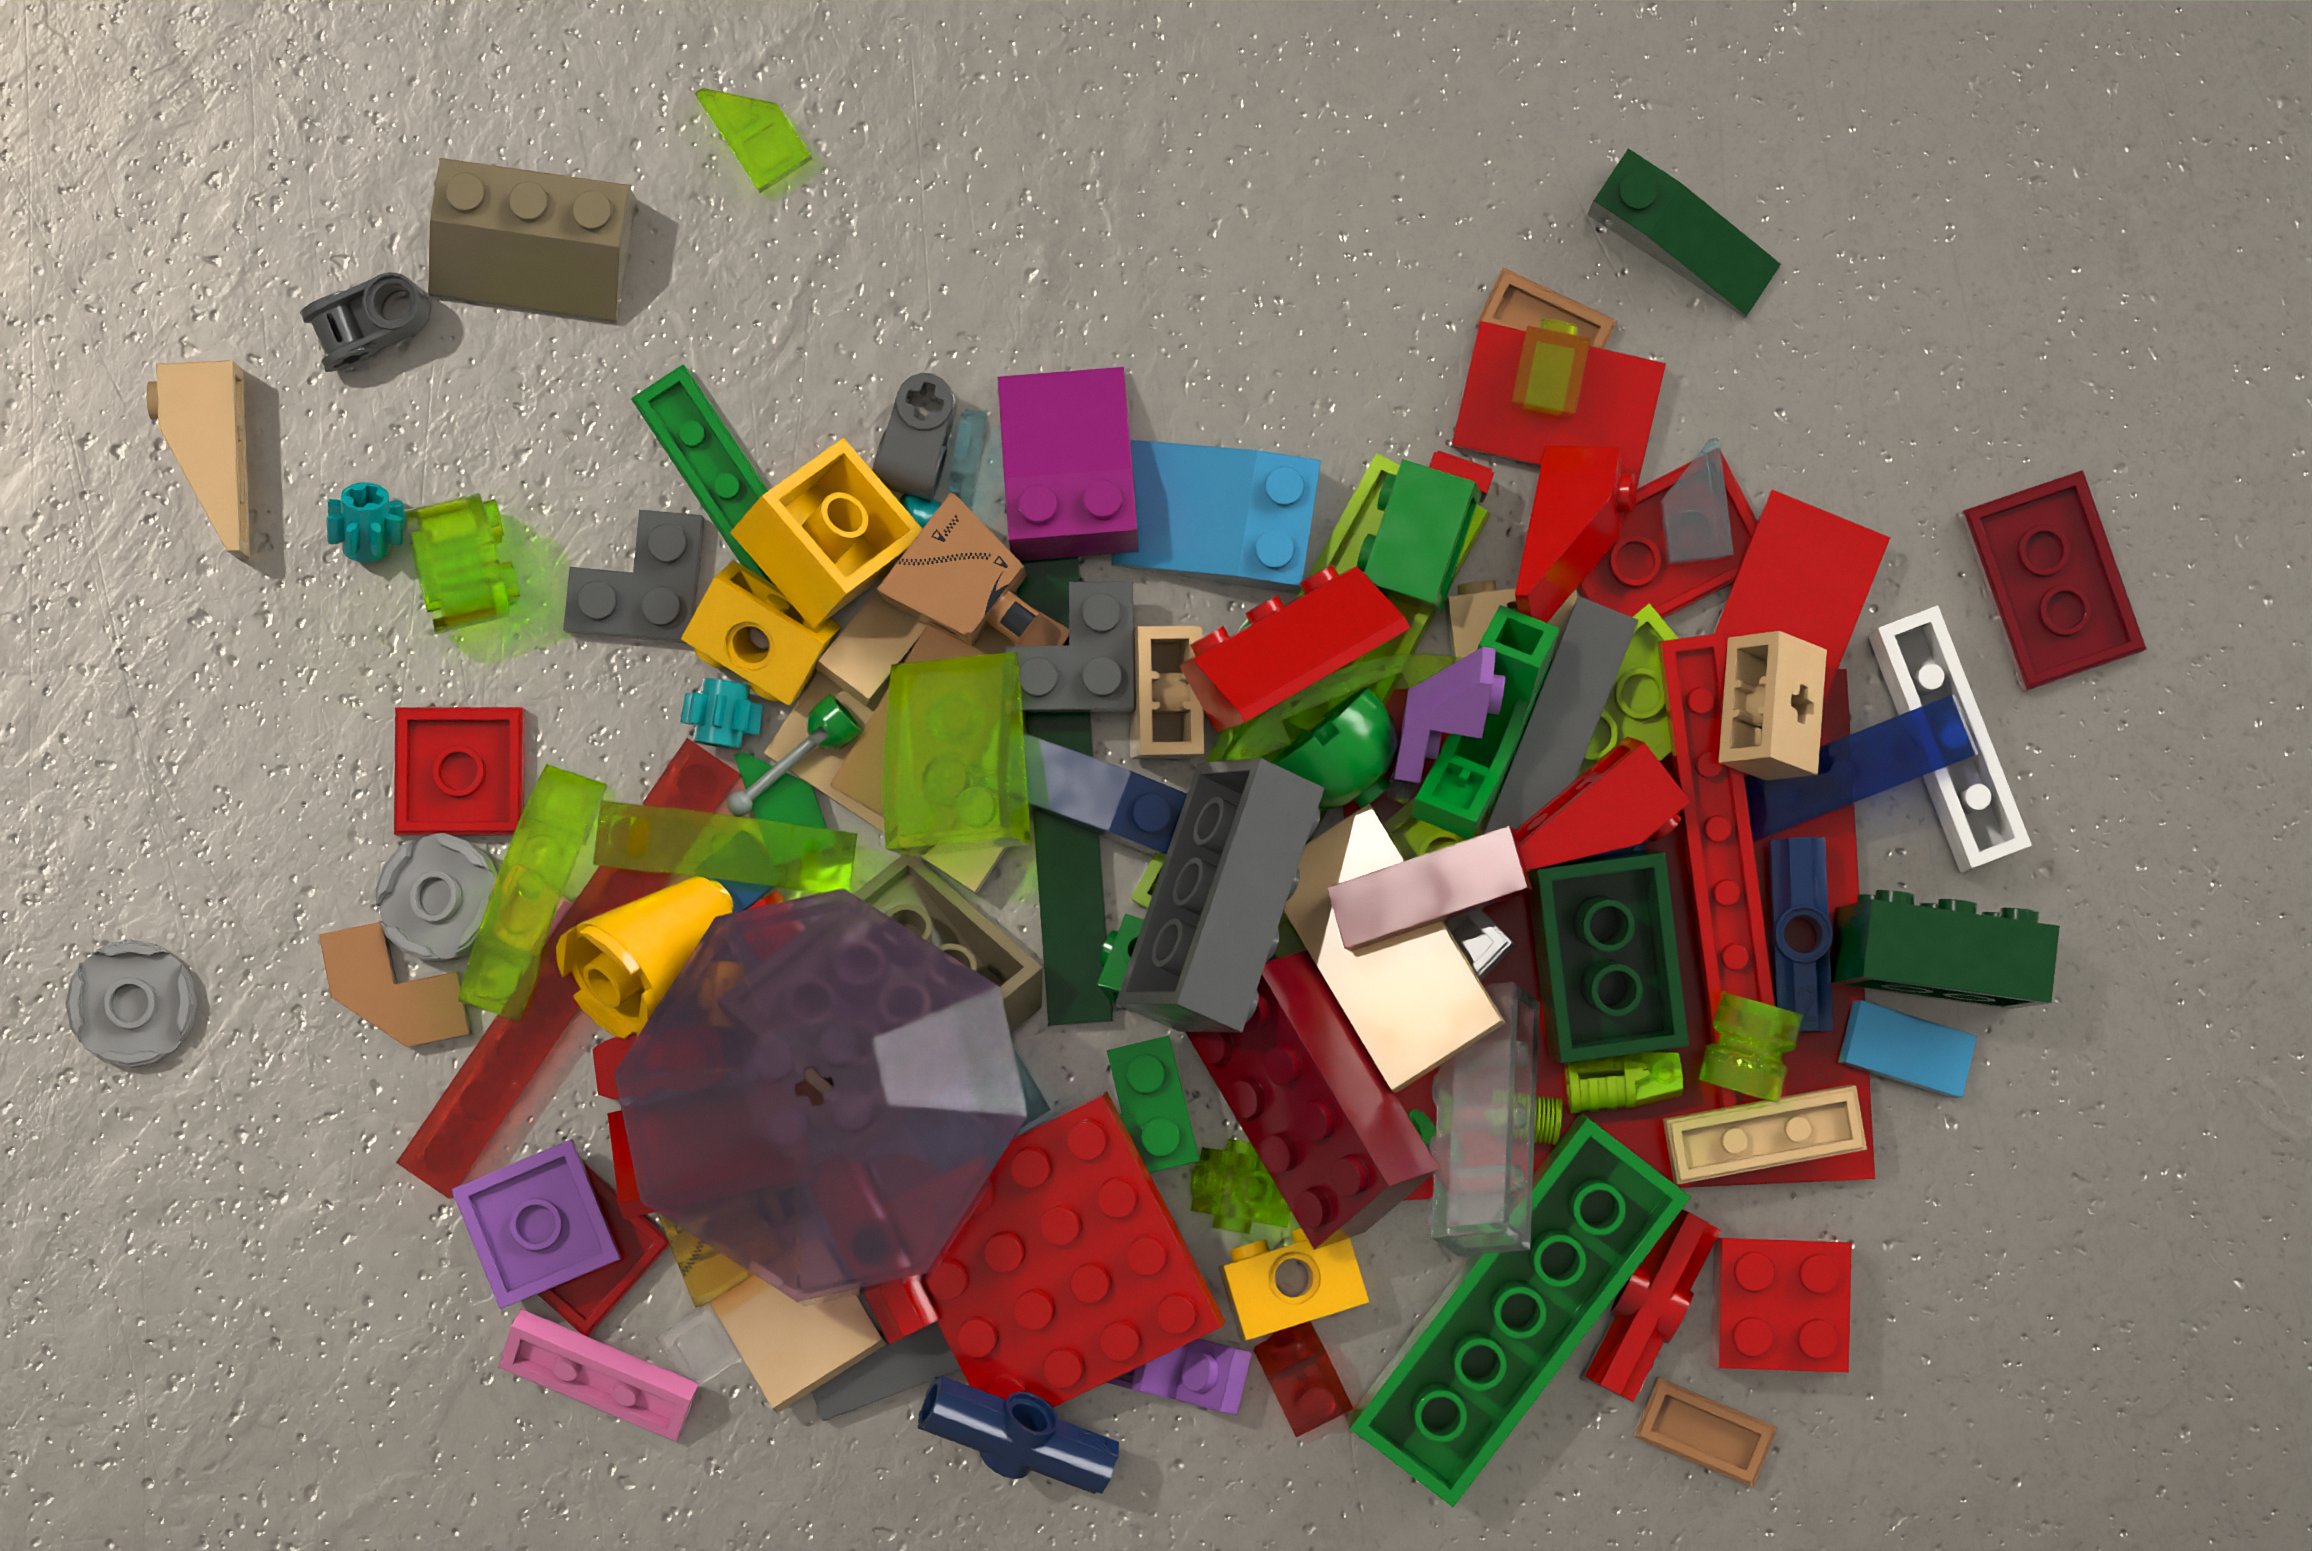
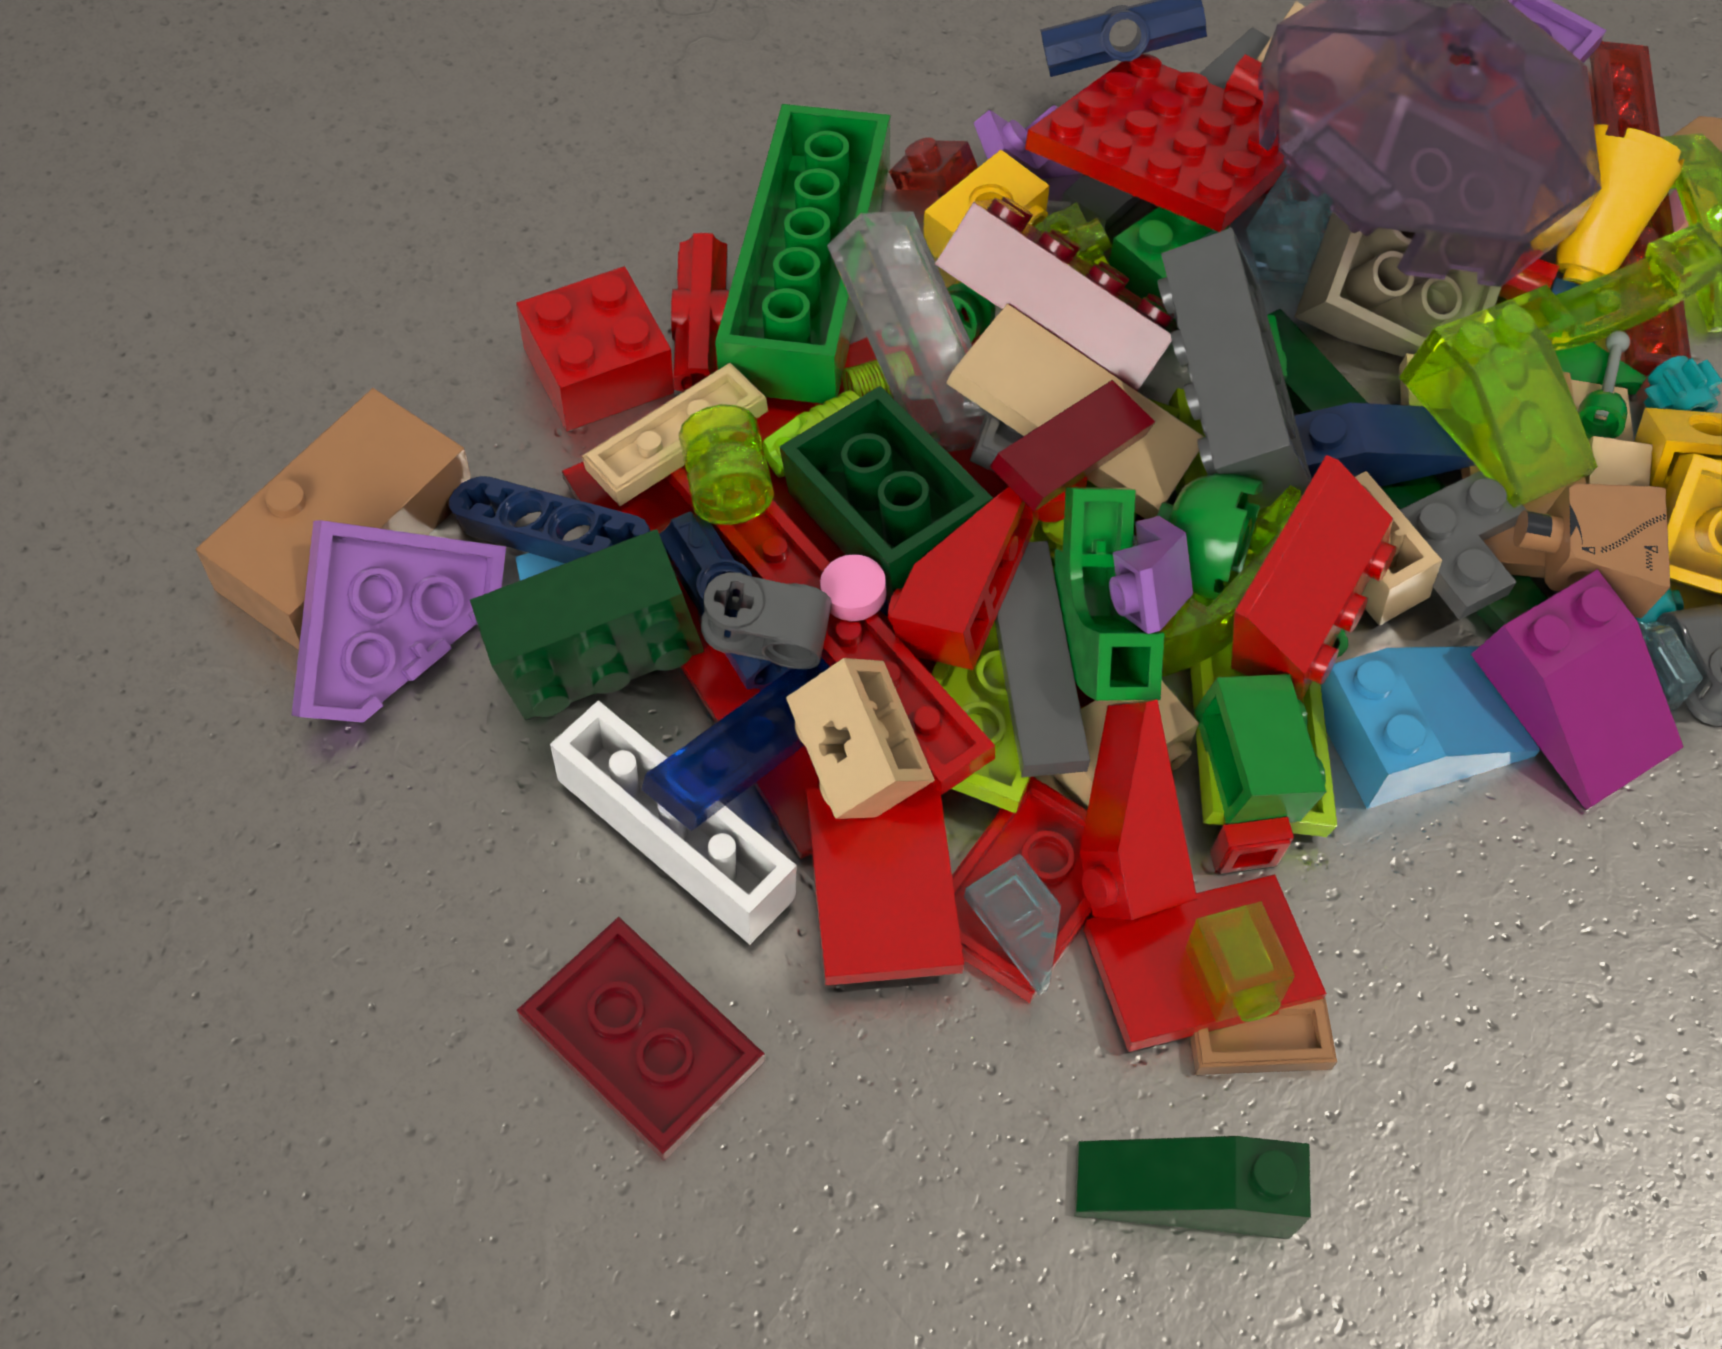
camera: 150 degrees right, 25 degrees down
(1698, 860) = (854, 586): none -> bright pink tile
(1705, 1431) = (592, 255): medium nougat tile -> none
(1791, 852) = (773, 619): none -> dark grey piece
(1924, 1096) = (546, 534): none -> dark blue beam
(2109, 1079) = (382, 613): none -> medium lavender plate
(2111, 1216) = (365, 470): none -> medium nougat brick

